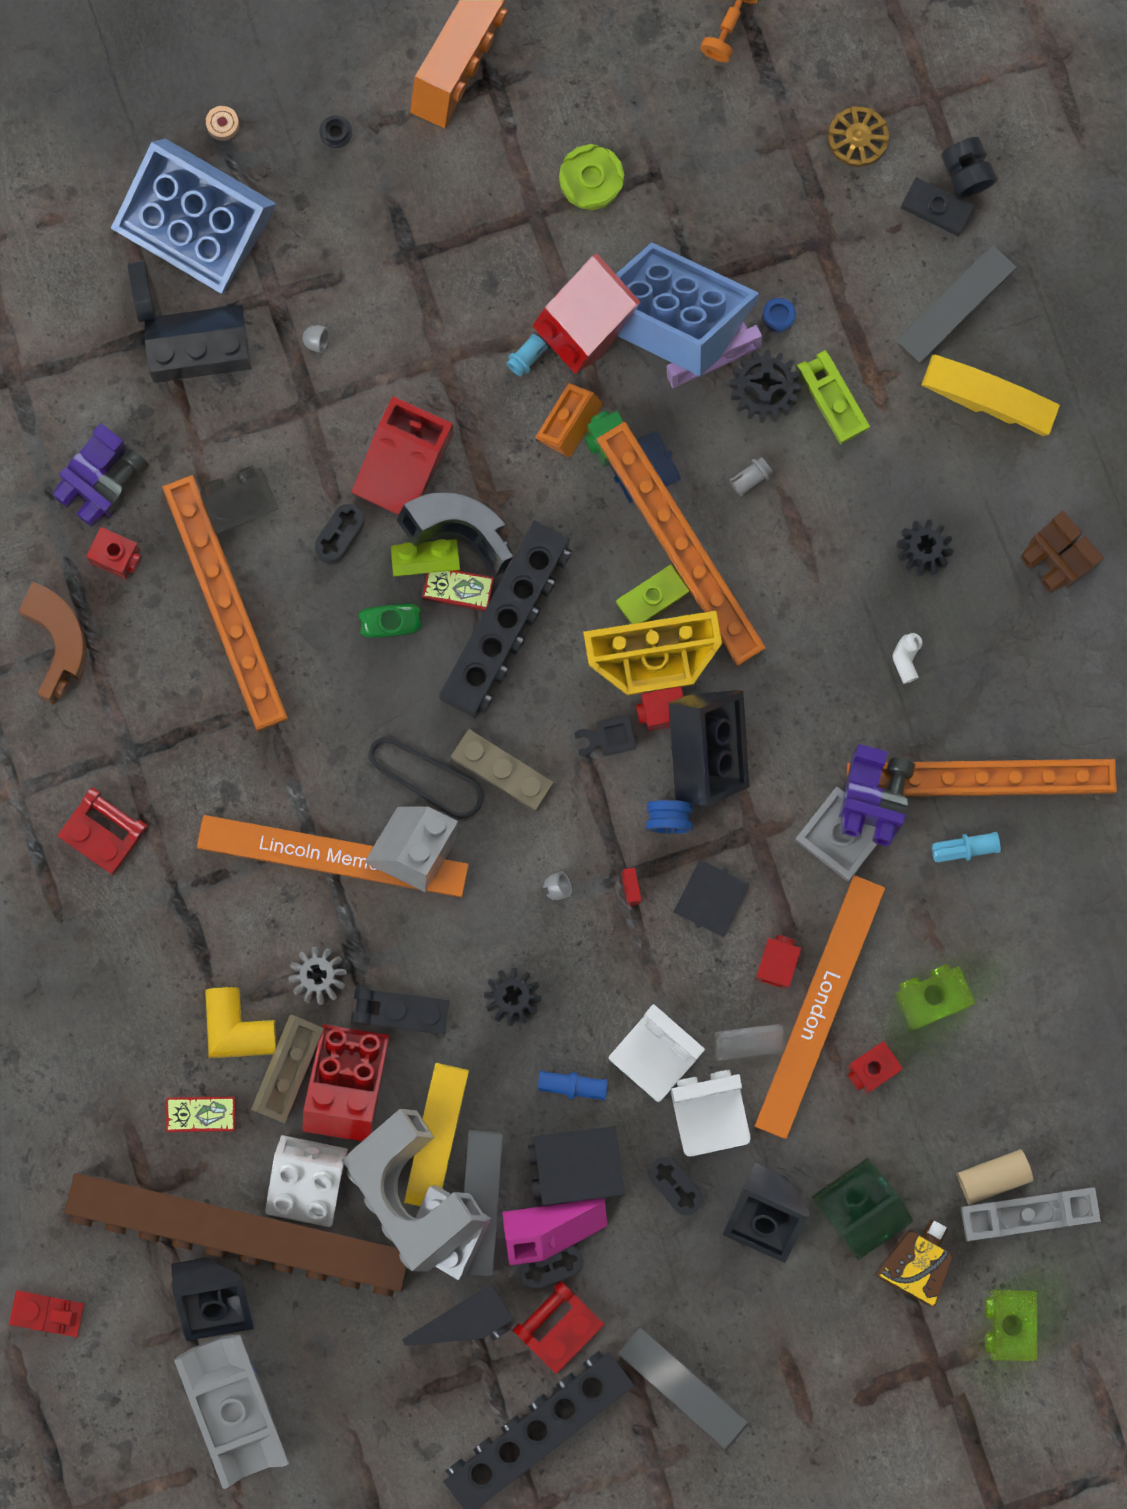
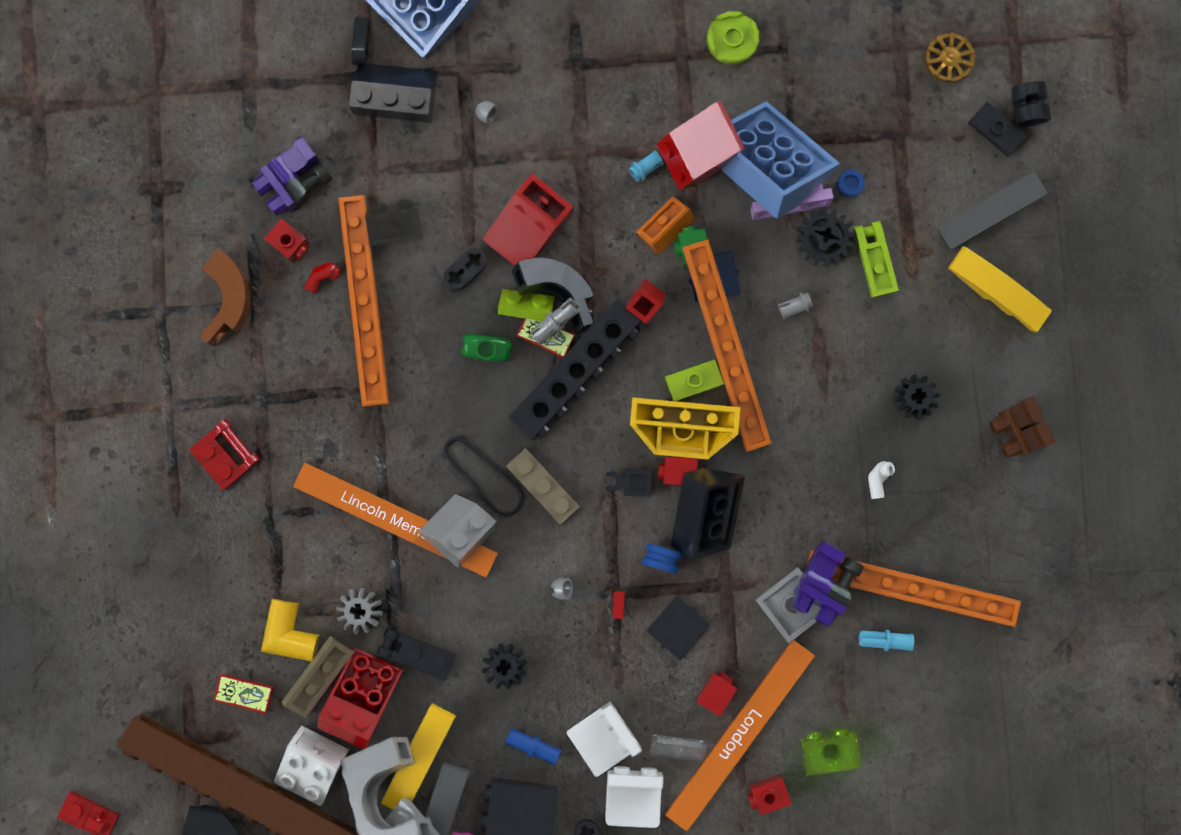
camera: 20 degrees right, 5 degrees up
(162, 583) = (320, 273): none -> red arm
(466, 565) = (555, 321): none -> light grey pin
(568, 514) = (645, 301): none -> red brick

